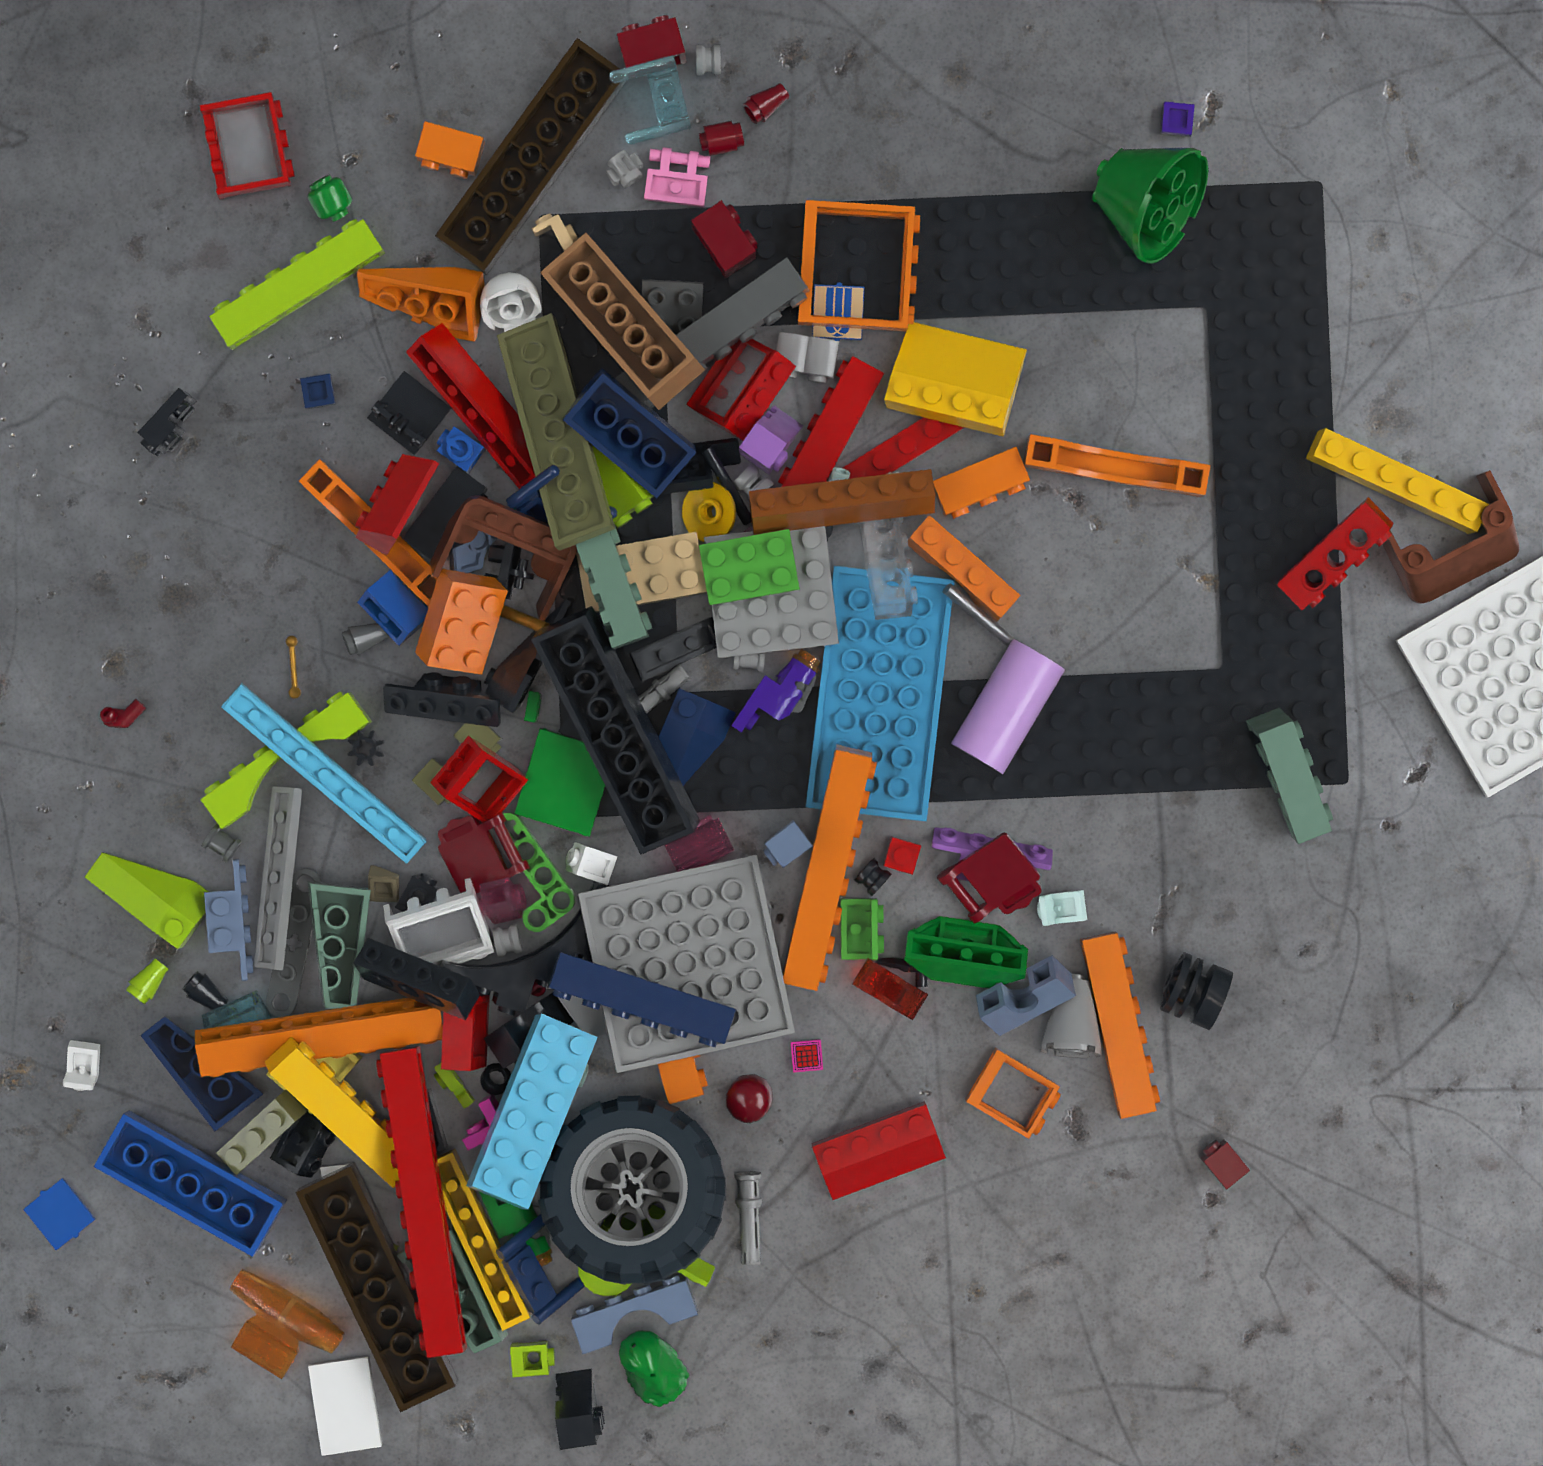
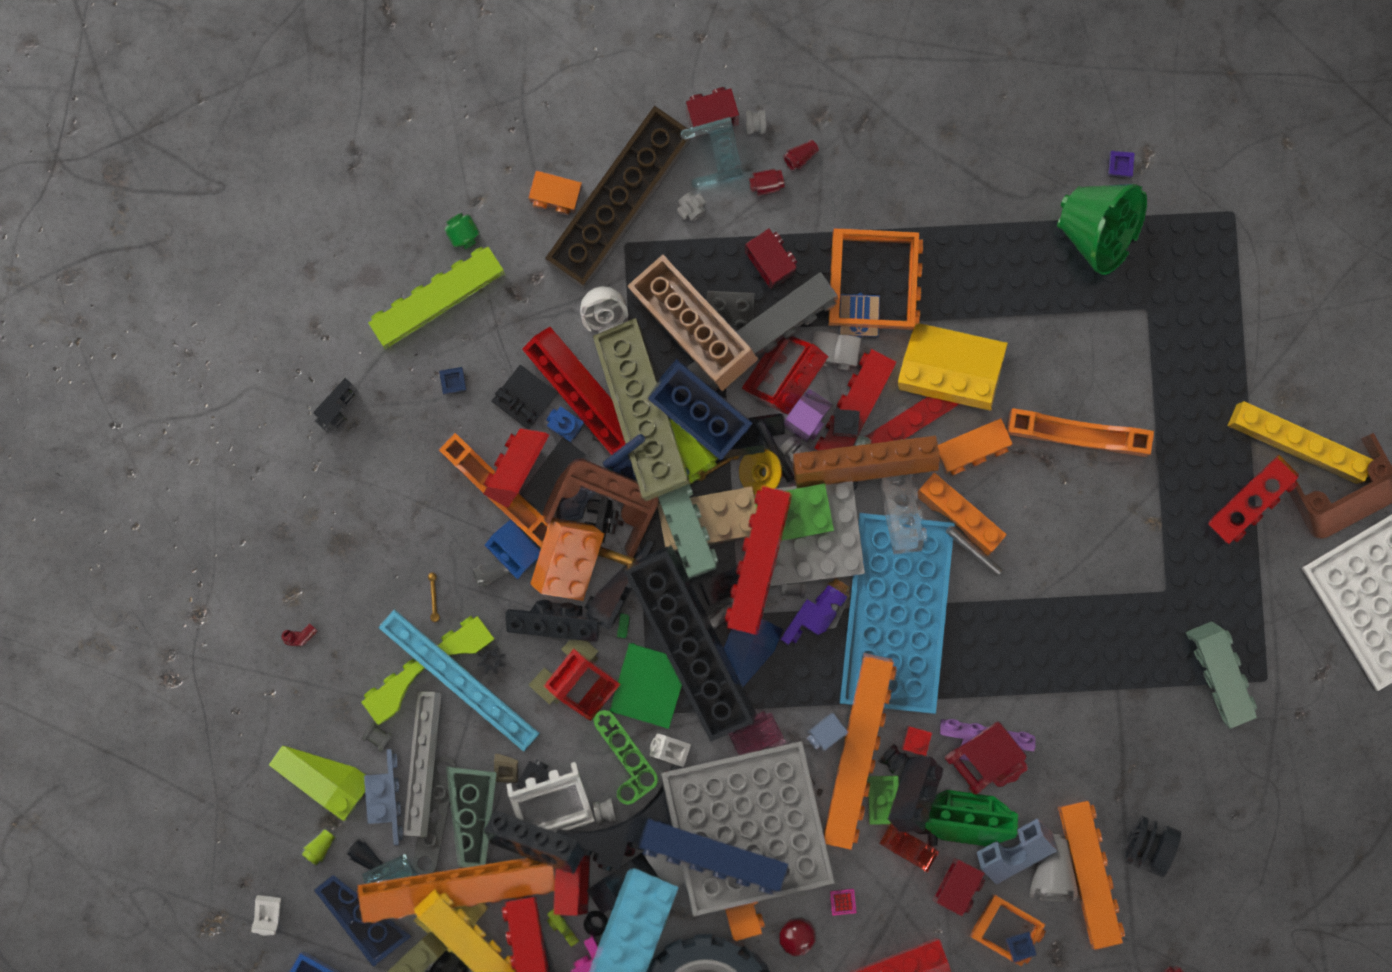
camera: 10 degrees left, 5 degrees down
(247, 145) = (397, 190): window -> none
(428, 295) = (539, 305): orange wedge -> none
(473, 853) = (576, 742): dark red piece -> none
(502, 900) = (600, 780): clear pink brick -> none
(564, 234) = (645, 256): tan bracket -> none
(635, 516) = (721, 463): none -> pearl gold hinge
(676, 186) = (729, 219): bright pink plate -> none
(703, 627) = (759, 559): none -> red brick
(817, 451) = (846, 423): none -> black brick
(899, 923) = (915, 794): none -> black brick
(952, 1040) = (959, 887): none -> dark red brick
(1008, 706) = (998, 622): lavender brick -> none
(1028, 1114) = (1021, 946): none -> dark blue plate
(1062, 907) = (1043, 781): light aqua bracket -> none

